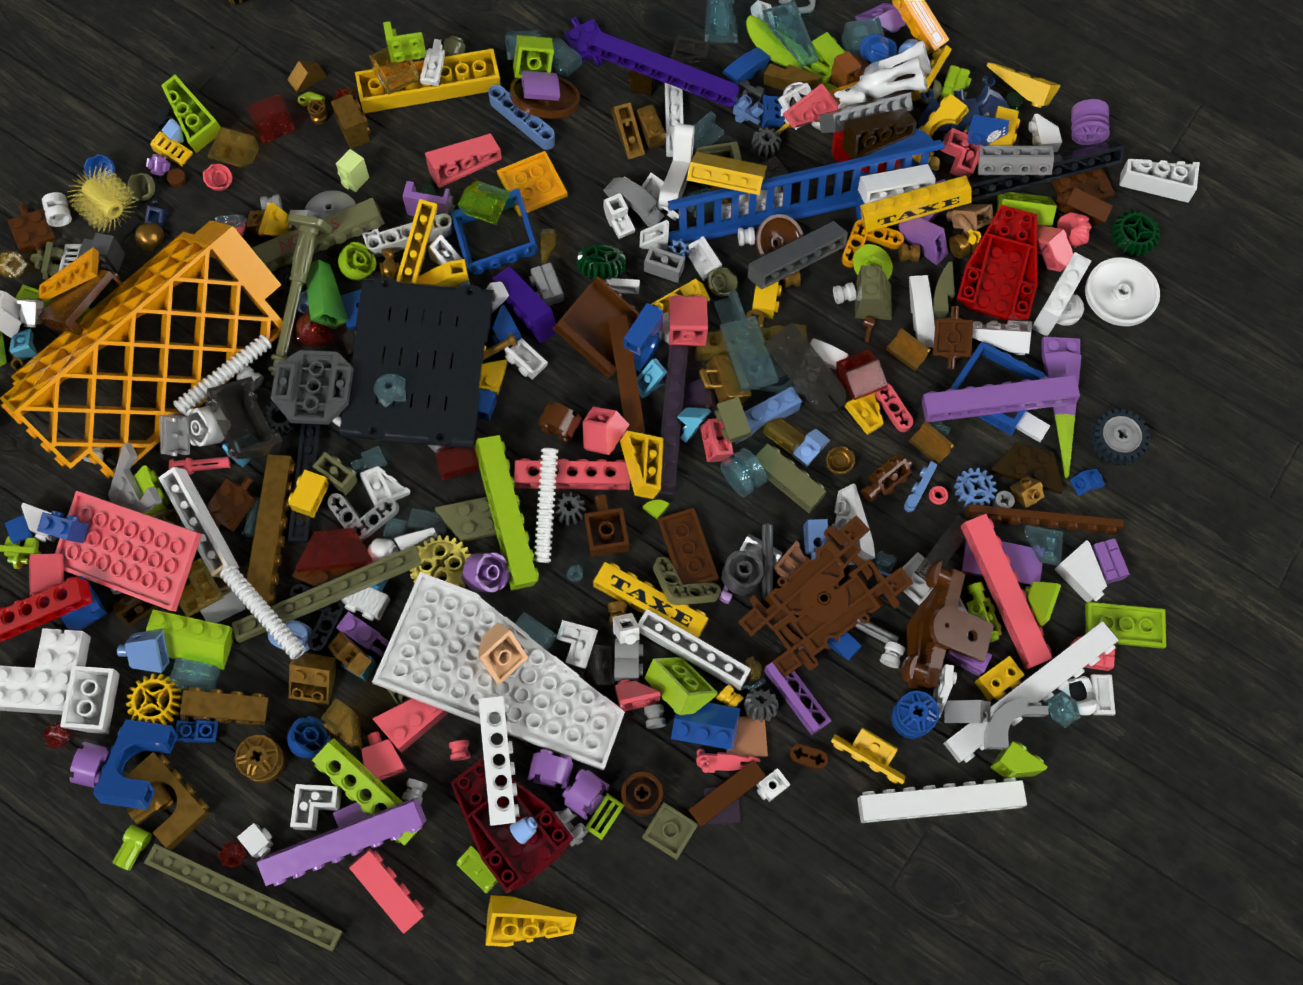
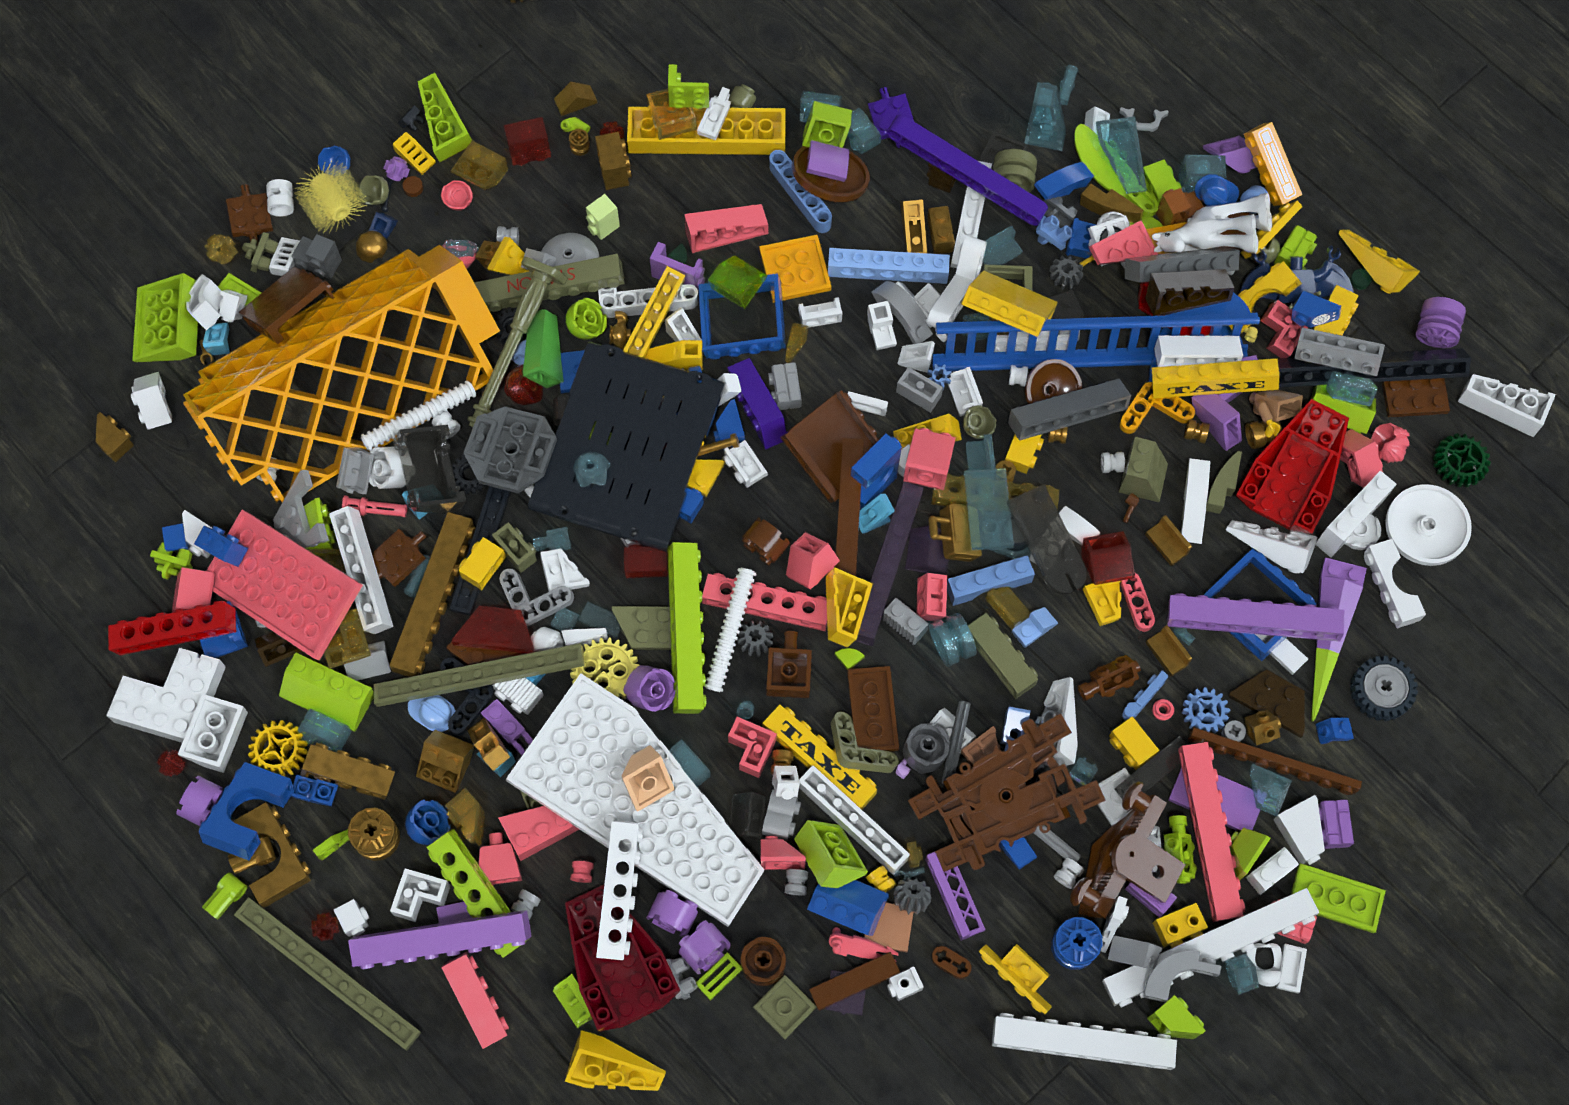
camera: 15 degrees right, 0 degrees up
(72, 275) = (284, 275): light orange wing -> none
(146, 651) = (279, 694): medium blue torso -> none
(173, 131) = (420, 134): light blue slope -> none
(222, 778) = (331, 845): none -> lime tile
(262, 612) = (407, 679): white piece -> none
(523, 829) = (630, 969): light blue hat -> none
(564, 217) = (821, 313): none -> white hinge
(581, 642) = (735, 782): white plate -> none
(591, 600) = (757, 744): none -> coral brick
(601, 262) = (850, 373): dark green gear -> none
(612, 165) = (888, 265): none -> light blue brick
(693, 420) = (910, 570): medium azure slope -> none
(698, 465) = (905, 621): none -> light grey brick
(705, 58) = (1017, 167): none -> olive wheel
(733, 420) = (953, 580): olive brick -> none
(840, 460) = (1062, 648): pearl gold hair -> none
(873, 256) = (1154, 428): lime shield -> none
(920, 529) = (1133, 743): none -> yellow brick
(953, 338) = (1221, 538): reddish brown plate -> none
(1031, 190) = (1351, 388): none -> clear light blue brick
(1044, 132) = (1386, 326): white slope -> none
(1066, 613) = (1272, 870): none -> white brick
(1080, 202) = (1404, 415): reddish brown window -> none
(1117, 364) = (1402, 607): none -> white arch

